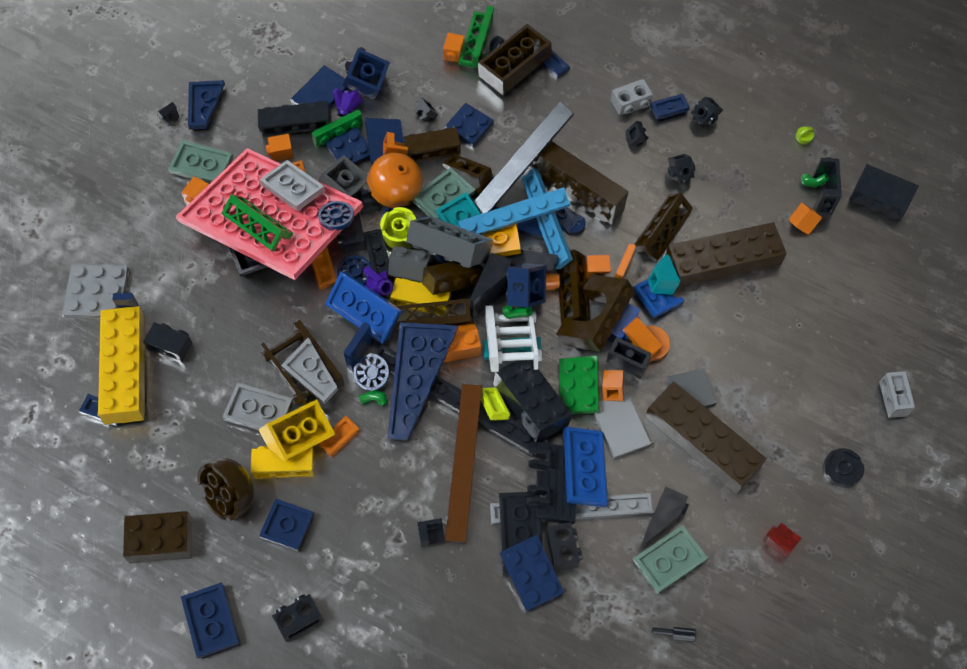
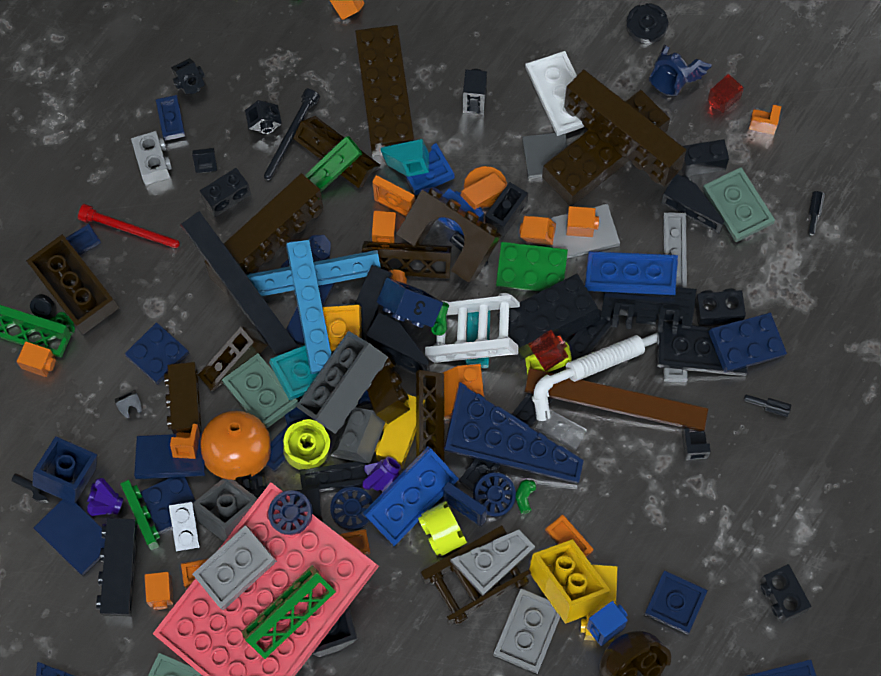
camera: 80 degrees left, 5 degrees up
(254, 456) = (607, 623): none -> blue brick
(328, 156) = (184, 525): none -> plate
(335, 332) = (443, 529): none -> neon yellow brick
(434, 420) = (562, 430): none -> clear plate
(475, 599) = (771, 405): none -> black axle
(489, 432) = (587, 366): none -> white piece
(497, 396) = (549, 350): none -> clear red brick
(577, 63) = (88, 214): none -> red piece
(610, 150) = (225, 192): none -> black brick
(626, 419) = (582, 221): none -> orange brick
(644, 219) = (334, 163): none -> green plate
(705, 201) = (309, 99): none -> black piece
(711, 523) = (705, 158): none -> black brick
(714, 436) = (624, 128): none -> dark brown brick
(736, 320) = (474, 91): none -> black brick
(753, 396) = (550, 79): none -> white tile
(763, 580) = (765, 121): none -> orange panel
(792, 488) = (672, 72): none -> dark blue helmet

